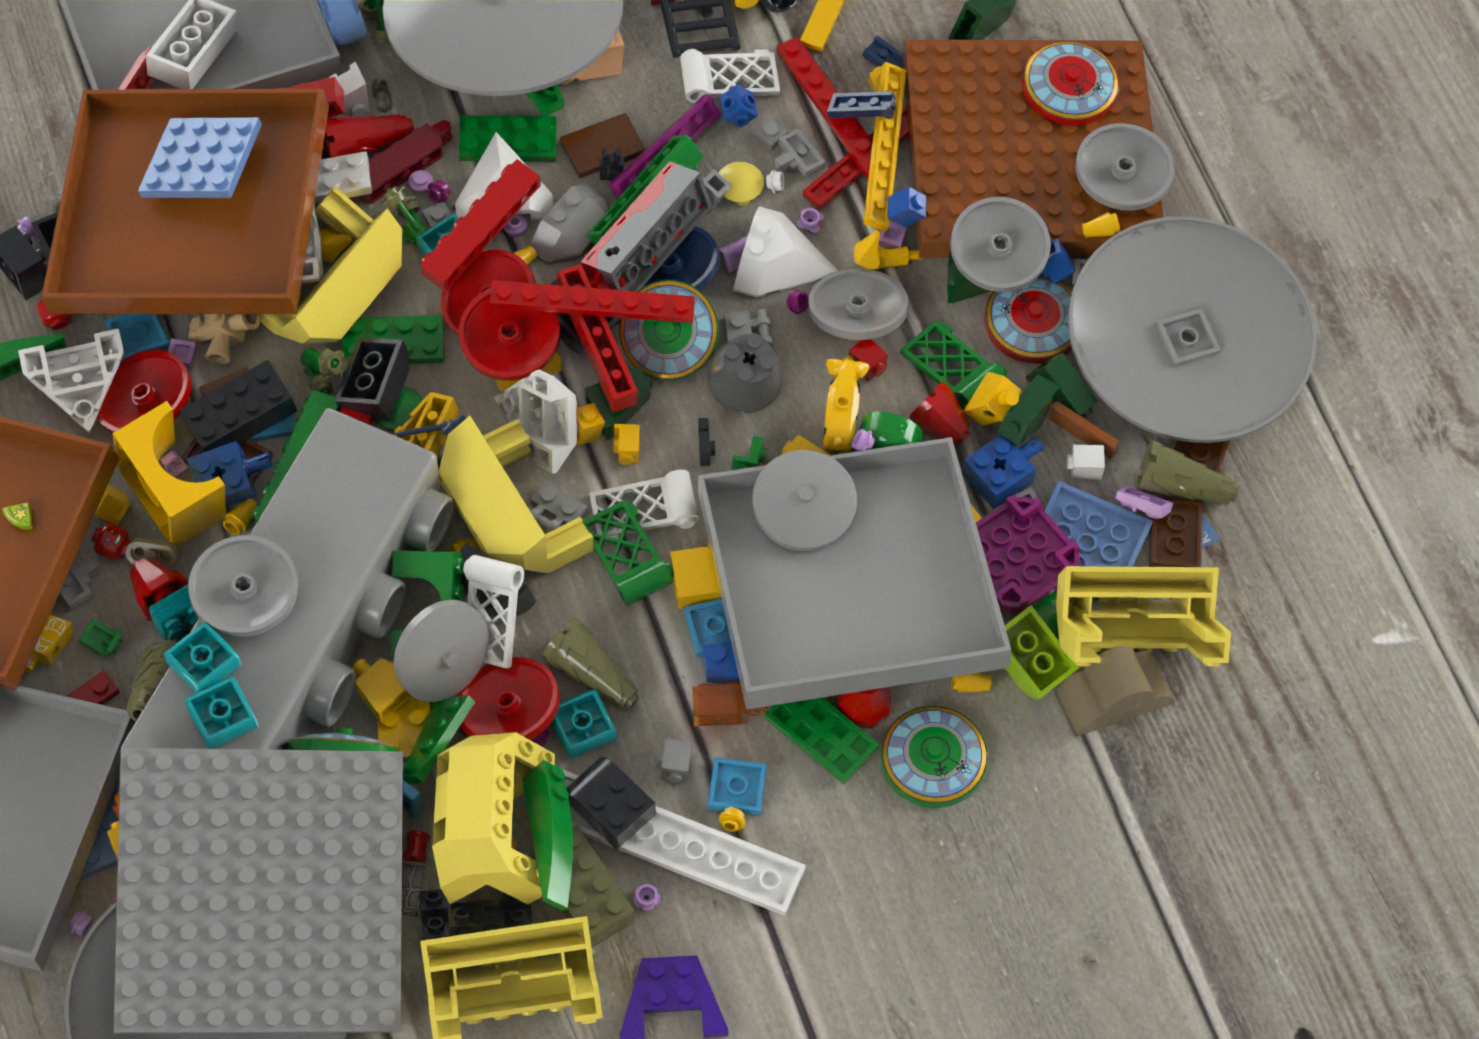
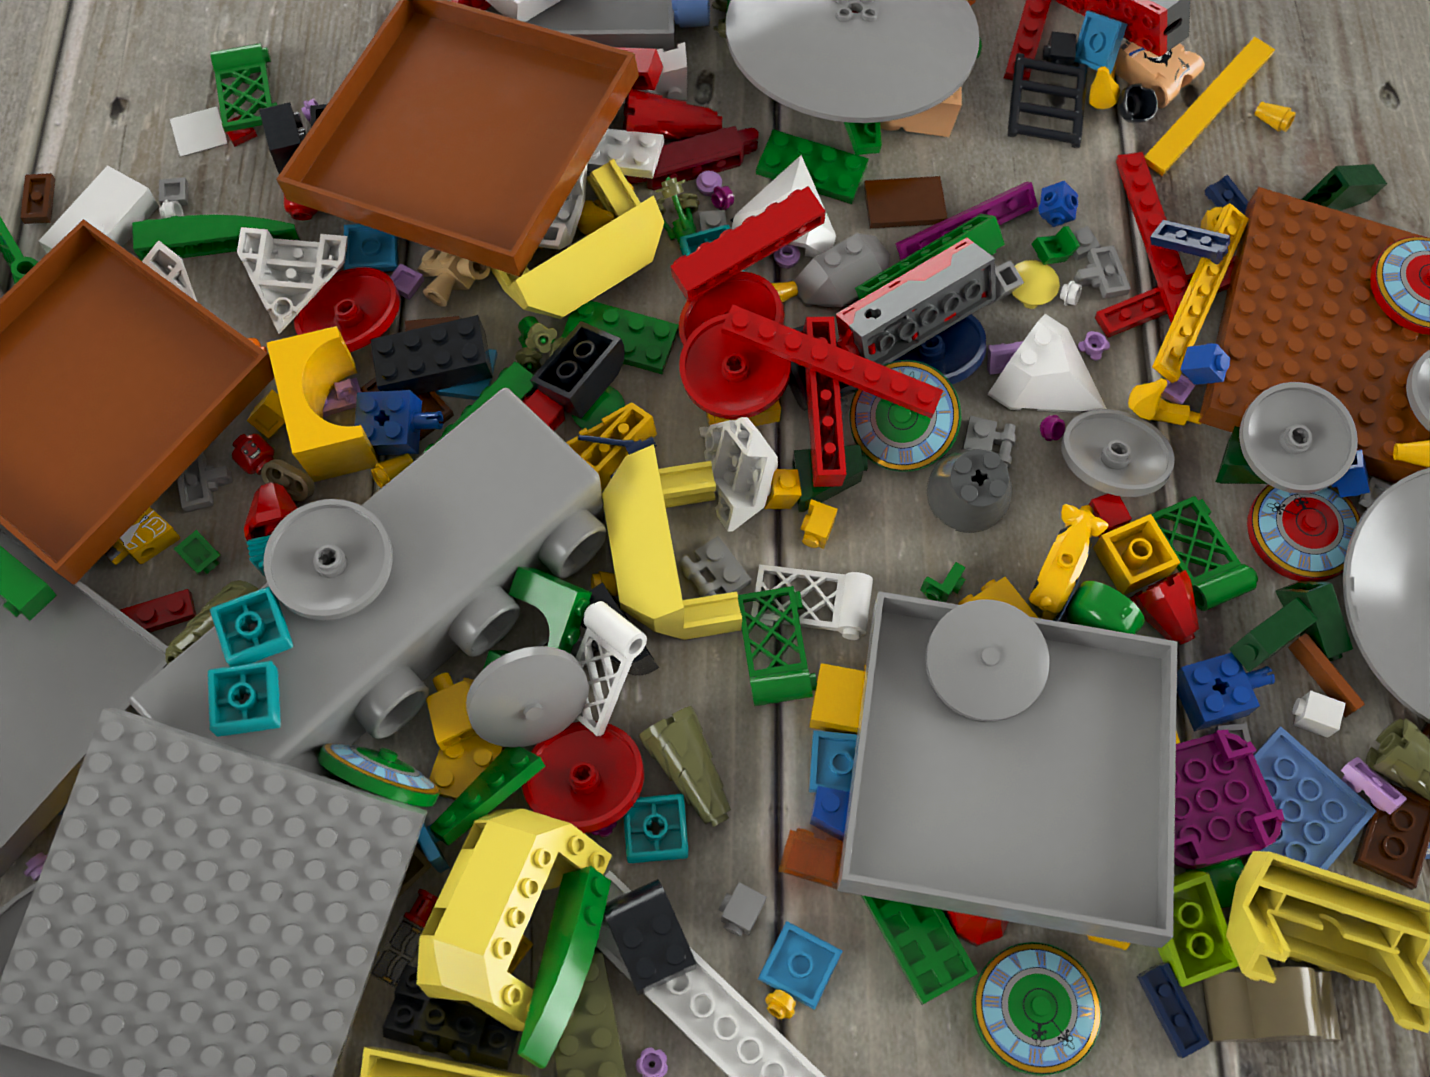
camera: 20 degrees right, 5 degrees up
(19, 515) = (156, 398): lime tile -> none
(200, 158) = (488, 87): medium blue plate -> none
(610, 164) = (905, 223): black plate -> none
(698, 73) = (1028, 158): white piece -> none
(706, 447) = (901, 556): black plate -> none
(749, 145) = (1056, 247): none -> green bracket
(863, 440) = (1075, 612): lavender plate -> none
(900, 382) = (1136, 554): none -> yellow brick
(992, 399) = (1235, 609): yellow torso -> none
(1039, 720) = (1173, 1009): none -> dark blue hinge

